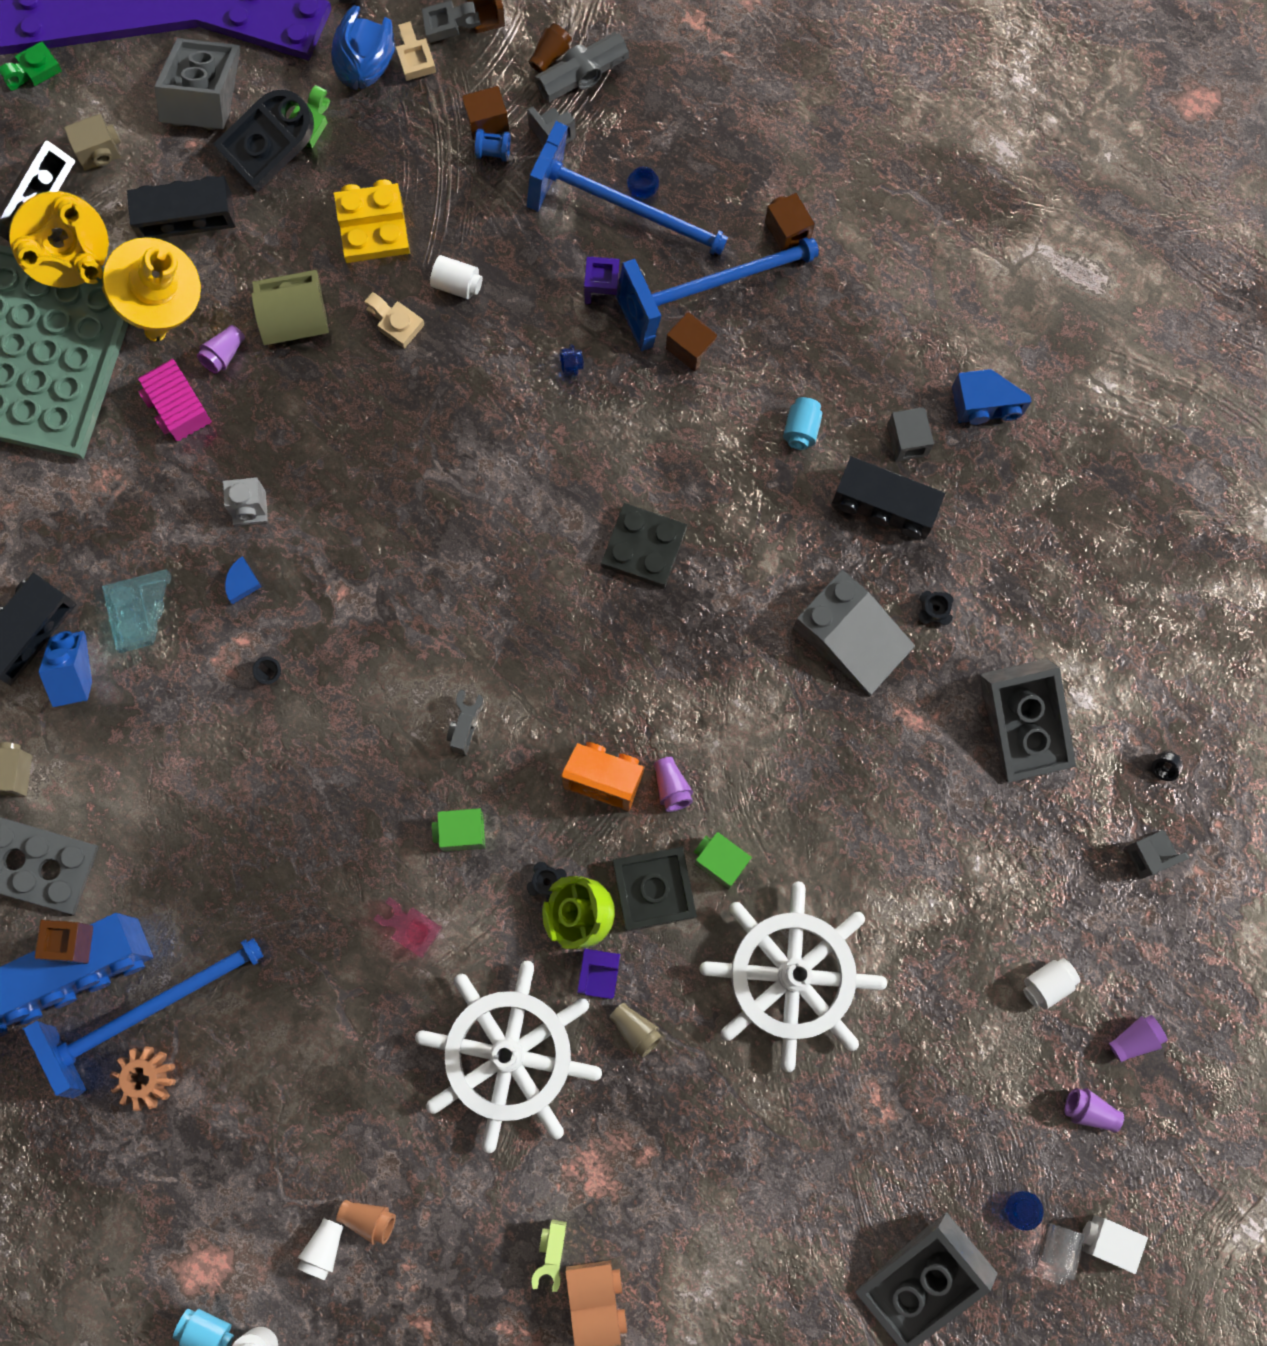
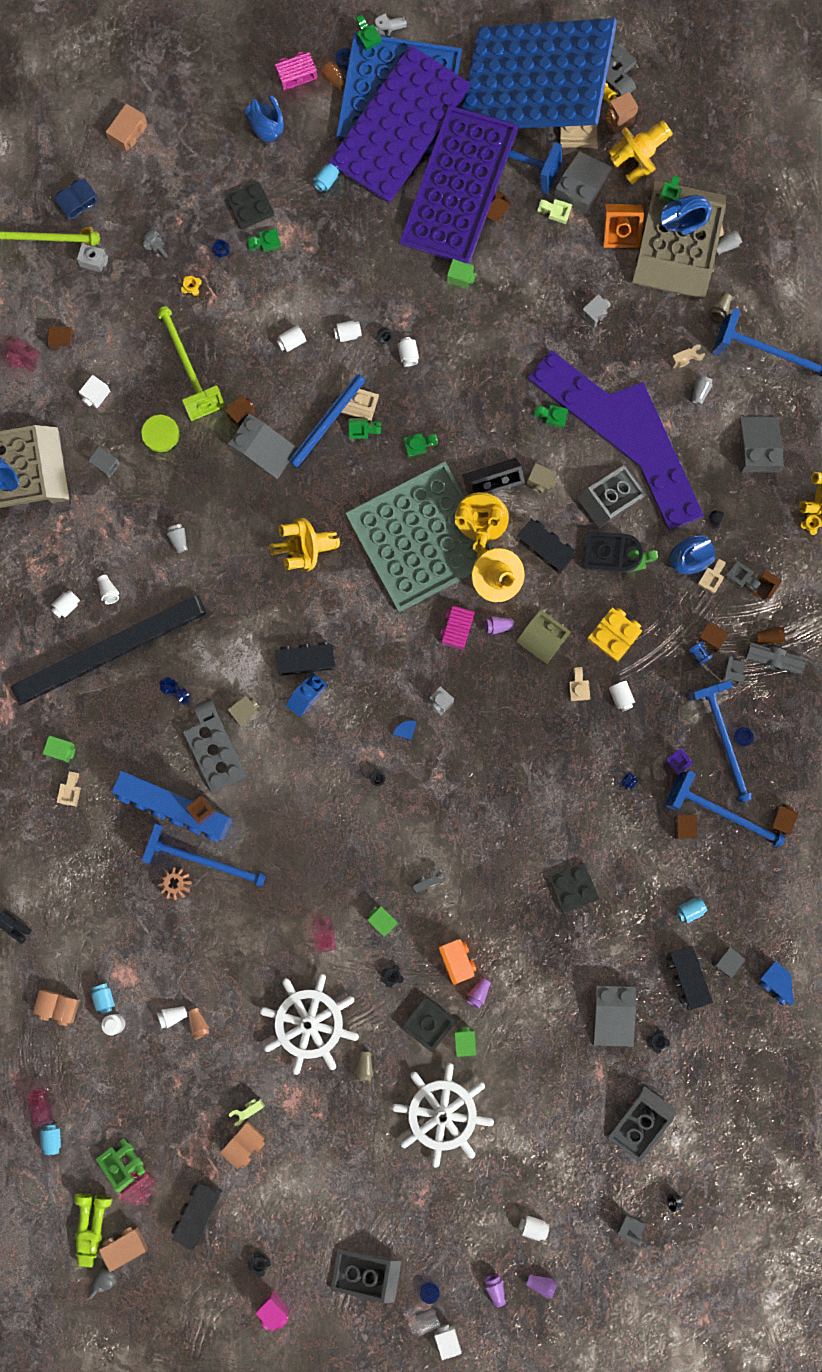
camera: 50 degrees right, 5 degrees up
(135, 609) = (355, 697): clear light blue wing -> none
(578, 912) = (390, 1002): lime cylinder -> none
(598, 974) = (373, 1032): dark purple panel -> none

